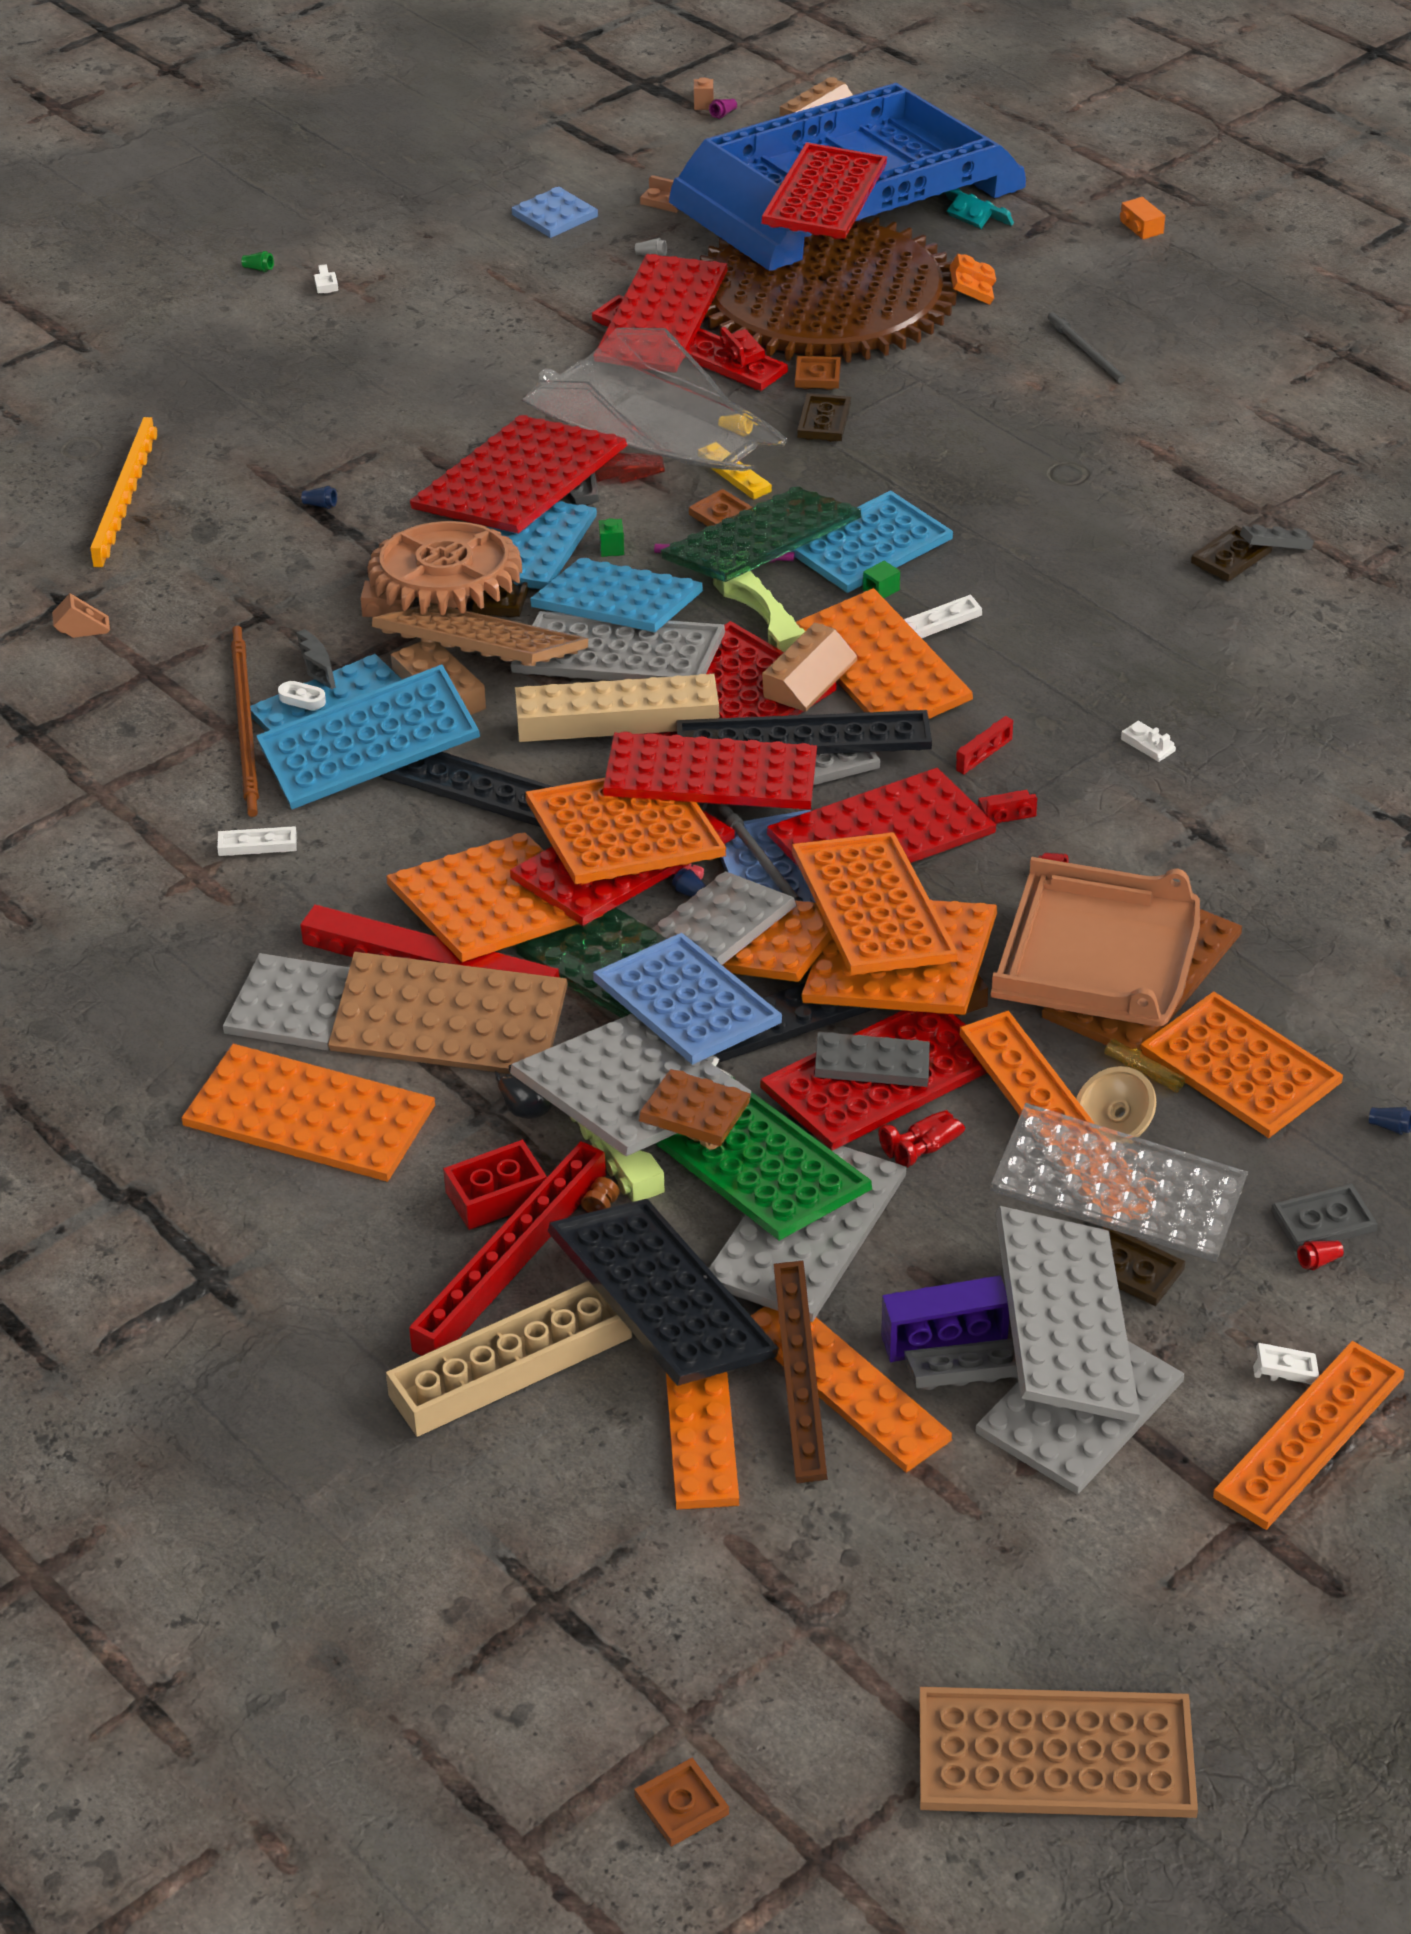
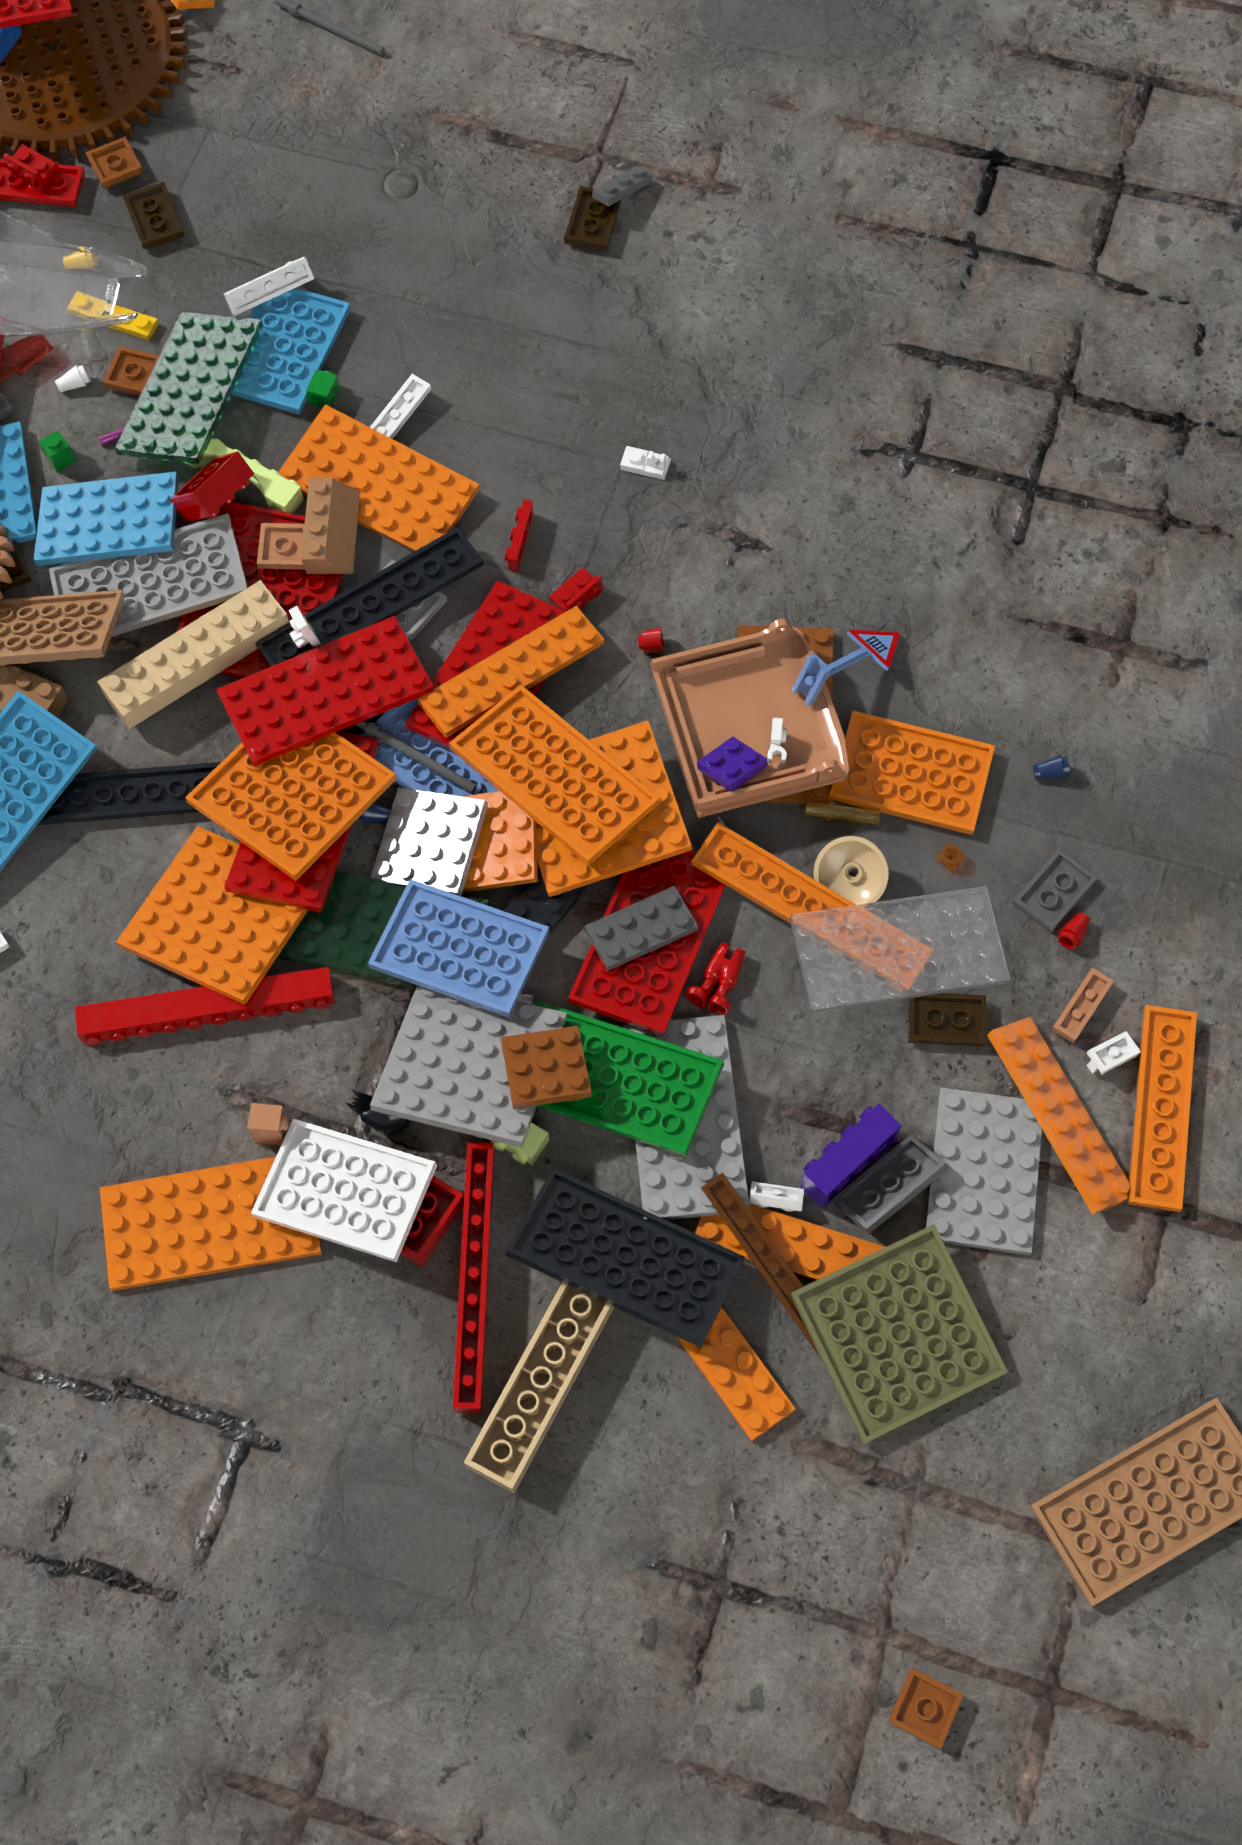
camera: 30 degrees left, 25 degrees up
(288, 1002) = (118, 1112): light grey plate -> none
(414, 1056) = (268, 1123): none -> nougat brick
(442, 1125) = (344, 1190): none -> white plate
(445, 1013) = (264, 1057): medium nougat plate -> none
(601, 1195) = (508, 1179): dark orange wheel -> none
(667, 498) = (73, 379): none -> white cone
(725, 601) = (212, 487): none -> red brick
(725, 718) = (303, 631): none -> white plate
(749, 665) = (280, 546): none -> nougat plate
(841, 1320) = (776, 1196): none -> white plate
(886, 490) = (269, 286): none -> white piece
(887, 1480) = (898, 1333): none -> olive plate
(912, 826) = (522, 662): none -> orange plate
(1051, 962) = (732, 763): none -> dark purple plate
(1066, 1315) = (941, 1107): light grey plate -> none
(1112, 963) = (777, 737): none -> white plate
(1183, 927) = (876, 644): none -> medium blue piece
(1193, 1390) = (1061, 1115): none -> orange plate
(1232, 1144) = (955, 852): none -> clear orange plate
(1284, 1315) = (1082, 1005): none -> nougat plate

